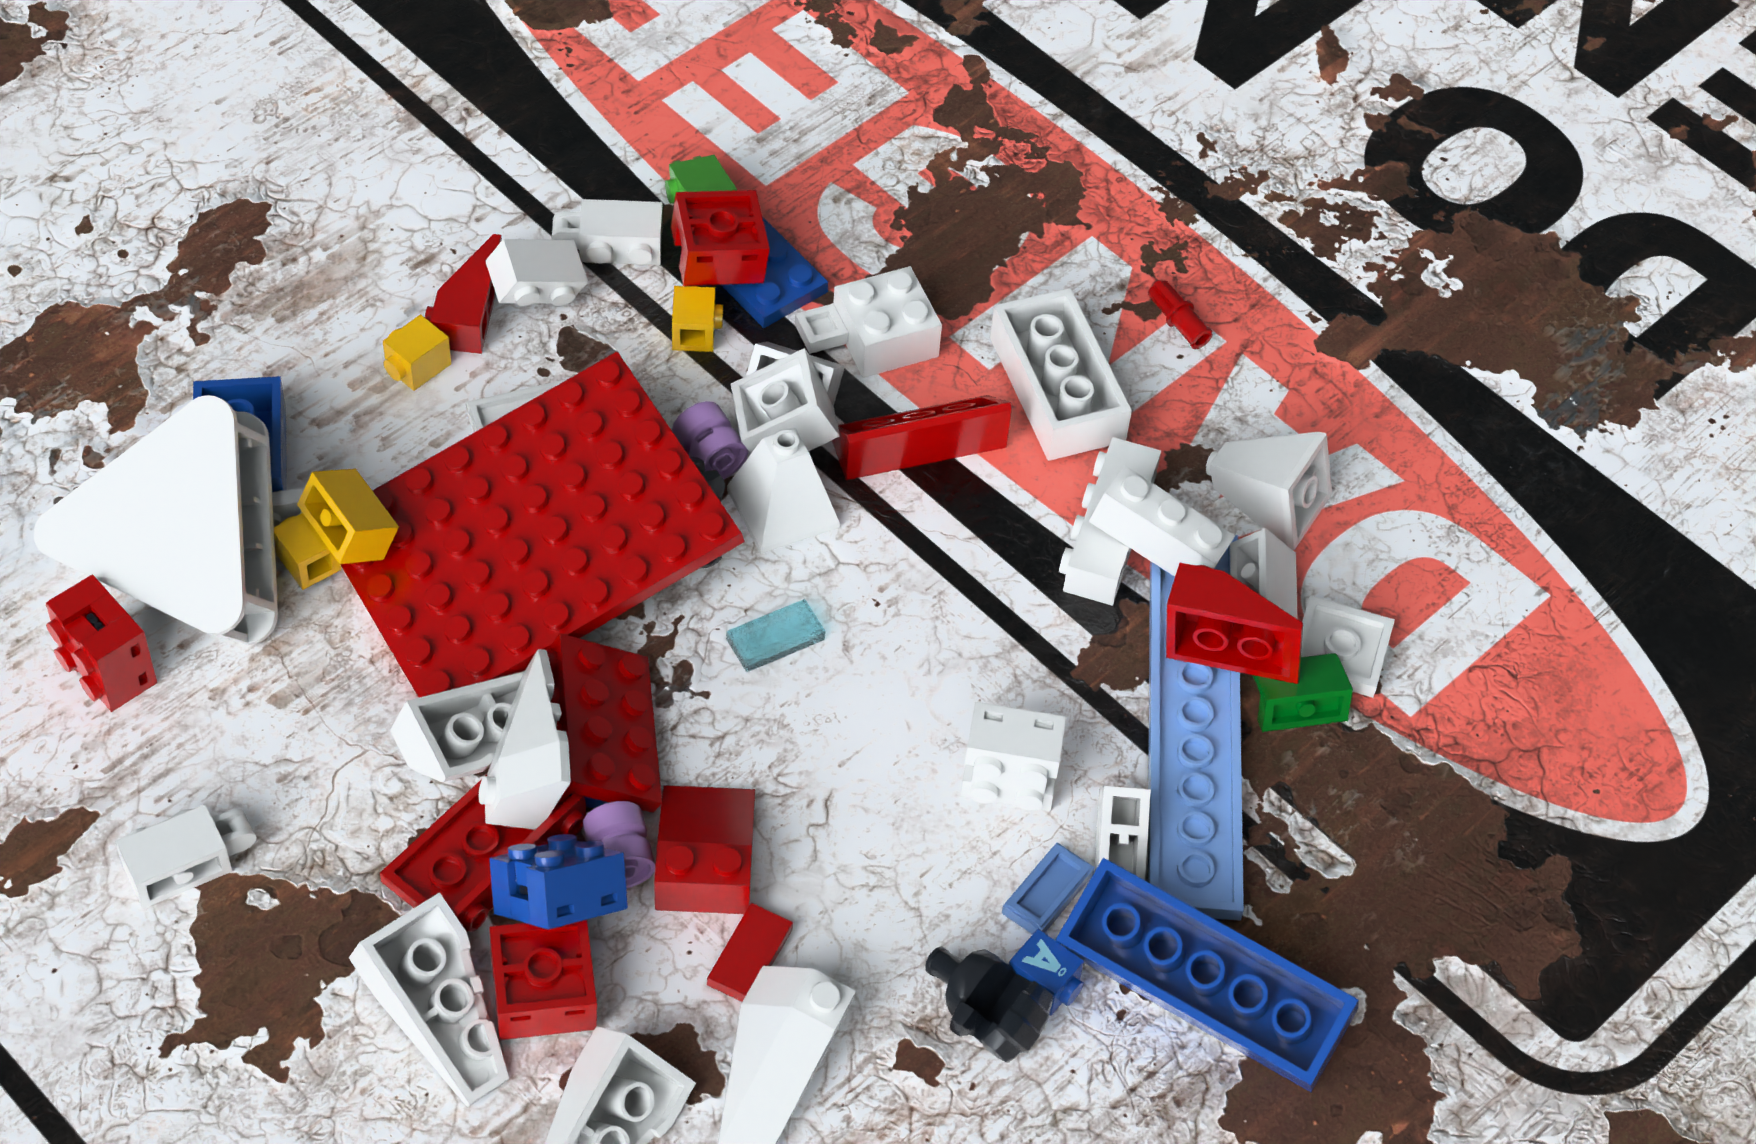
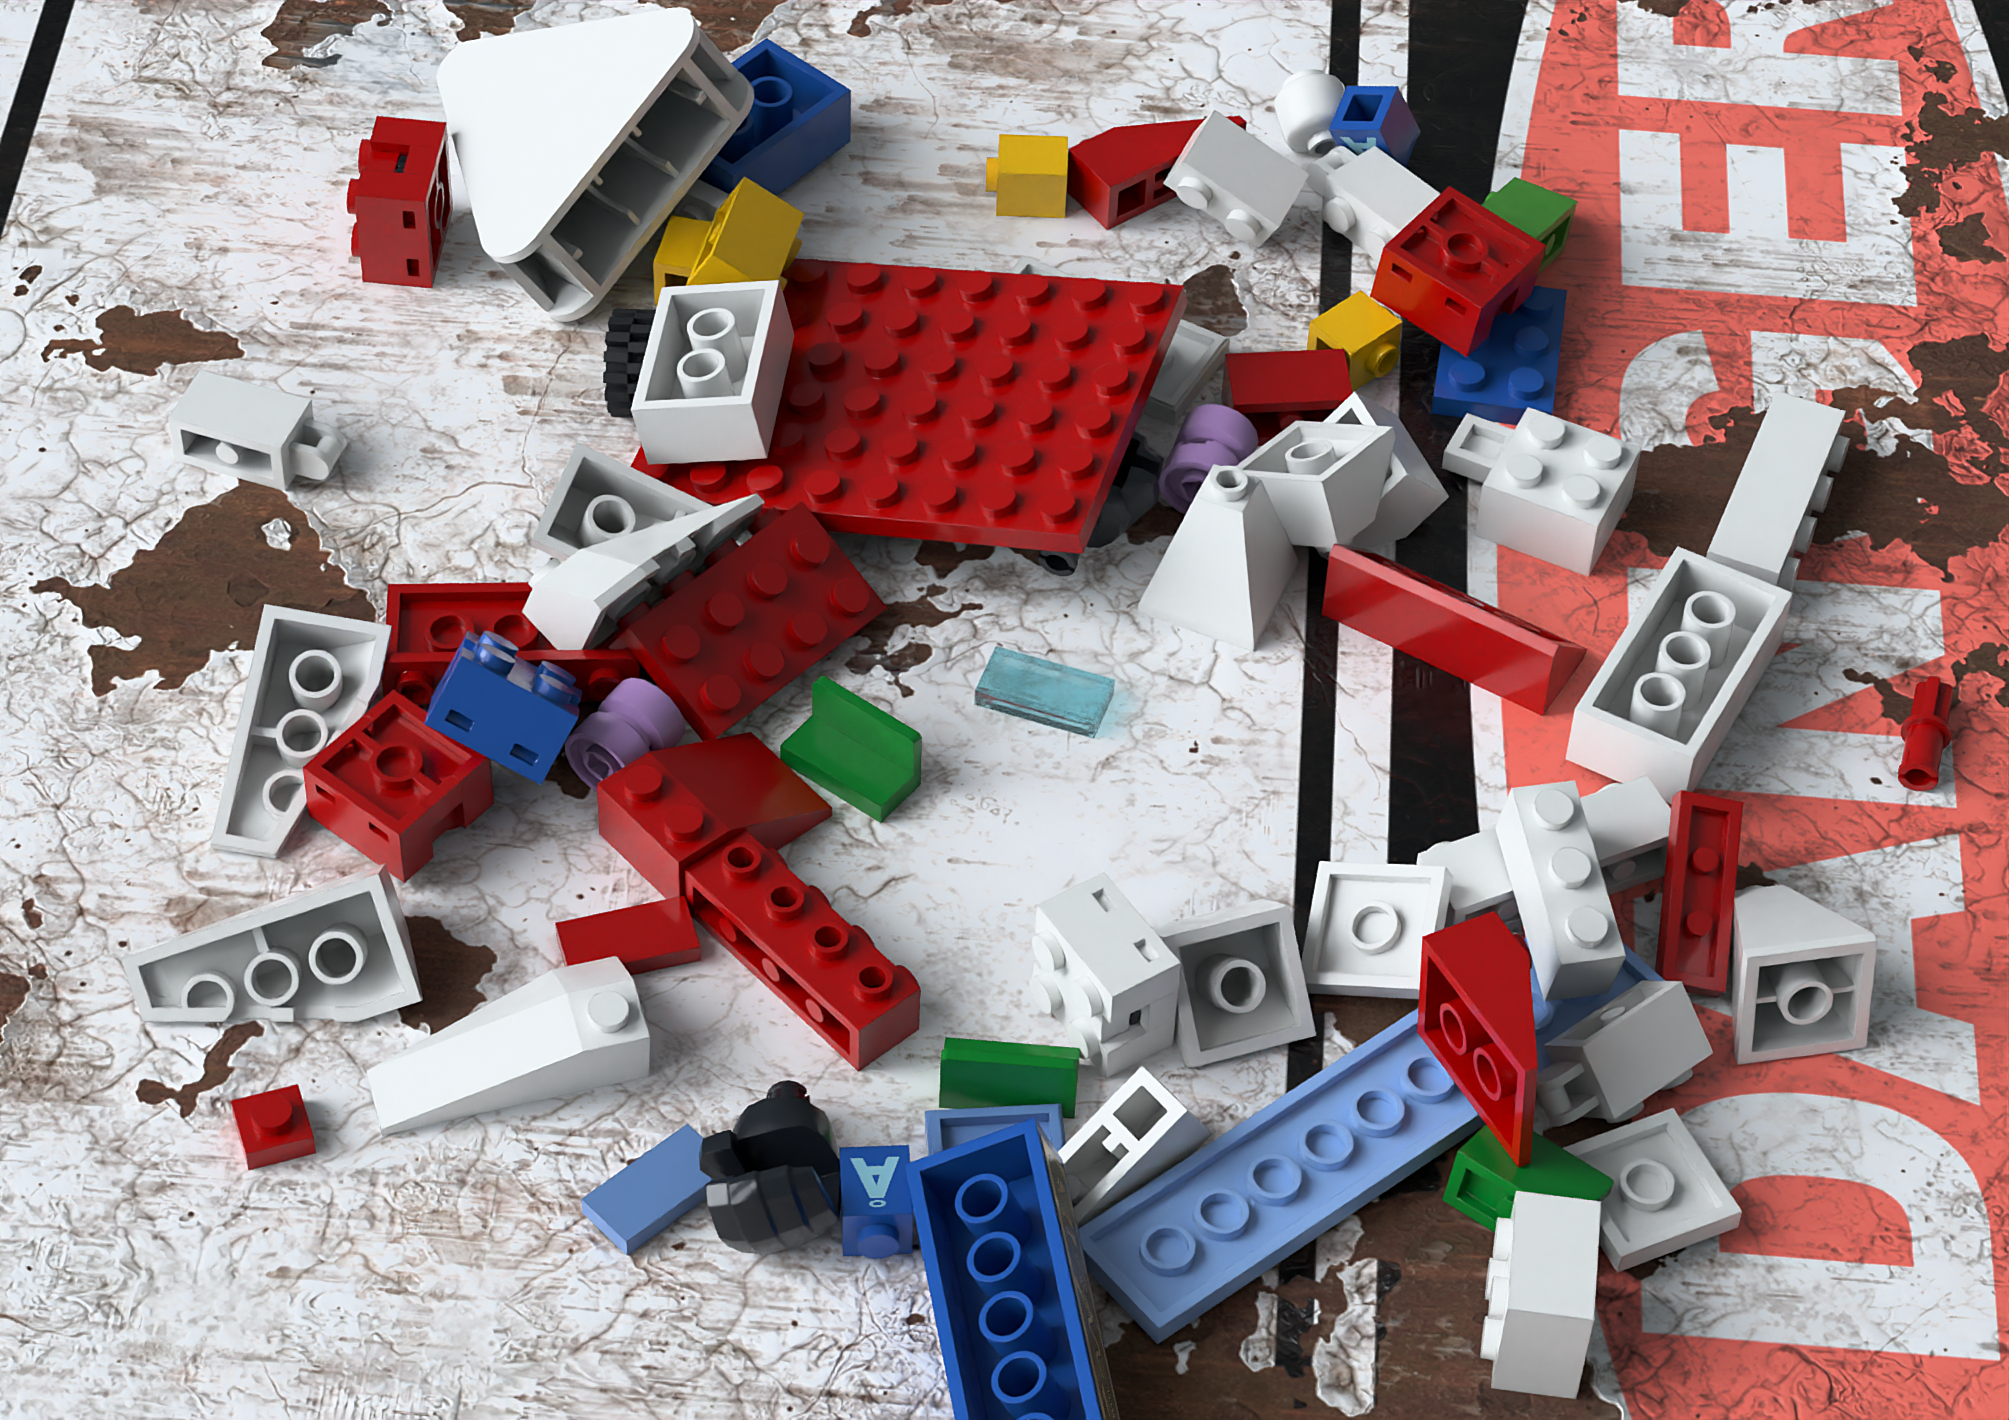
camera: 50 degrees right, 5 degrees down
(358, 629) = (624, 357): none -> black tyre
(427, 599) = (713, 372): none -> white brick
(517, 204) = (1307, 109): none -> white head
(564, 186) = (1375, 118): none -> blue brick
(698, 371) = (1285, 387): none -> red brick
(733, 748) = (855, 751): none -> green panel
(846, 876) = (803, 949): none -> red brick
(932, 1068) = (650, 1192): none -> medium blue tile
(980, 242) = (1780, 489): none -> white brick
(1015, 850) = (1007, 1075): none -> green panel
(1058, 684) = (1237, 982): none -> white slope
(1091, 622) = (1371, 927): none -> white plate
(1200, 475) = (1699, 892): none -> red plate
(1382, 735) = (1542, 1294): none -> white brick

